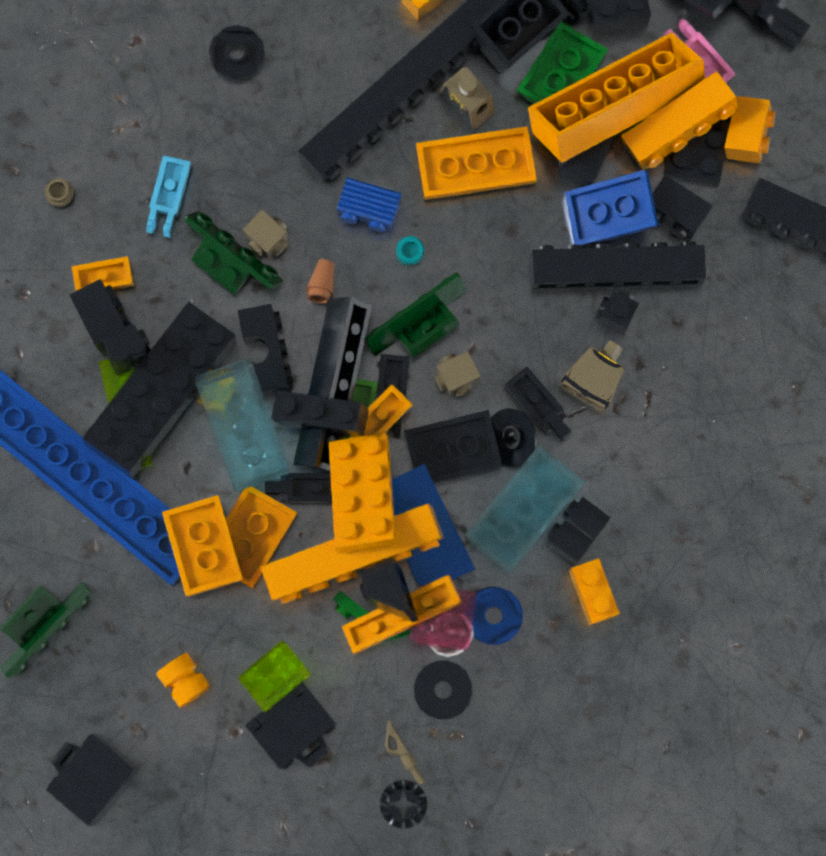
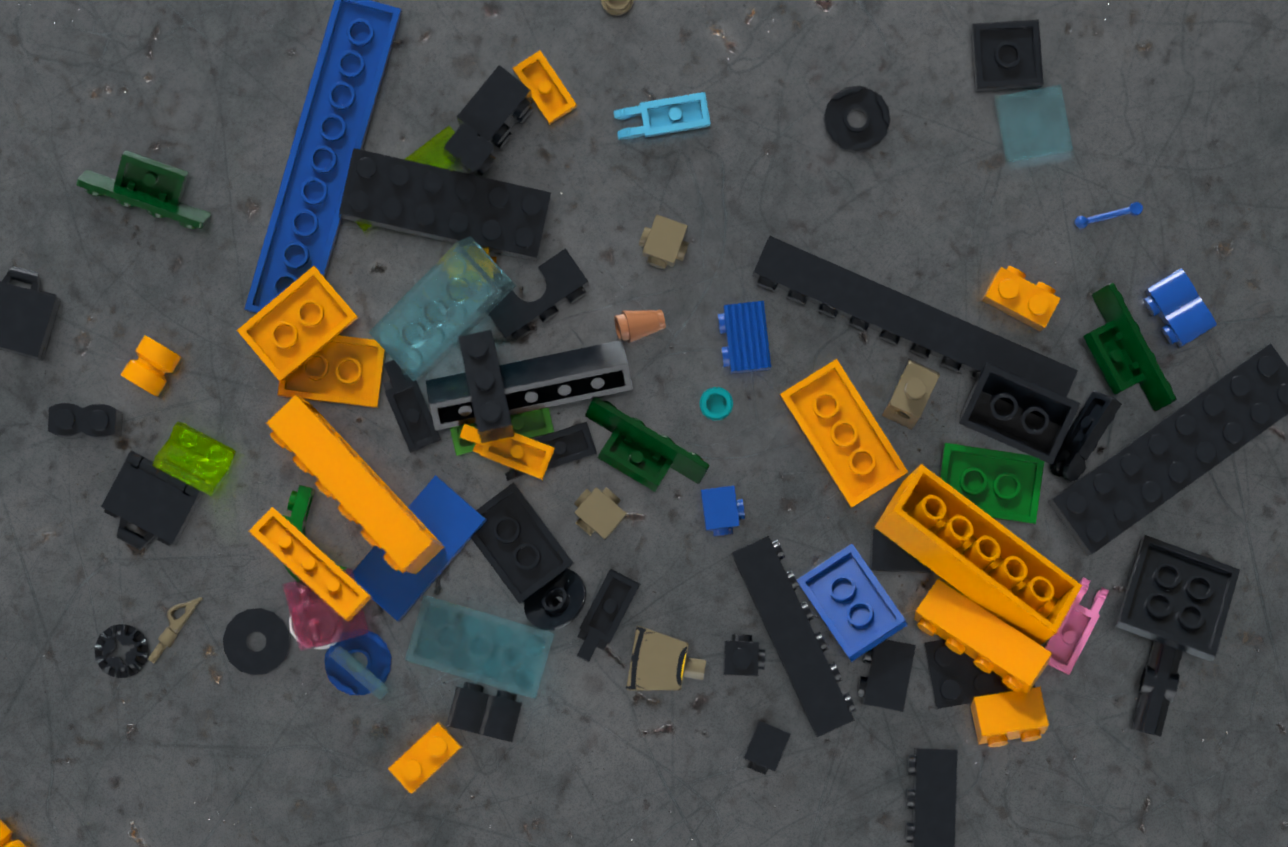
camera: 65 degrees right, 5 degrees up
(201, 760) = (75, 422): none -> black brick
(227, 259) = (621, 211): dark green bracket -> none
(362, 492) = (418, 467): light orange plate -> none
(388, 590) = (328, 539): black slope -> none
(495, 280) = (721, 510): none -> blue brick
(505, 614) = (360, 672): none -> clear light blue tile
(696, 323) = (766, 747): none -> black brick

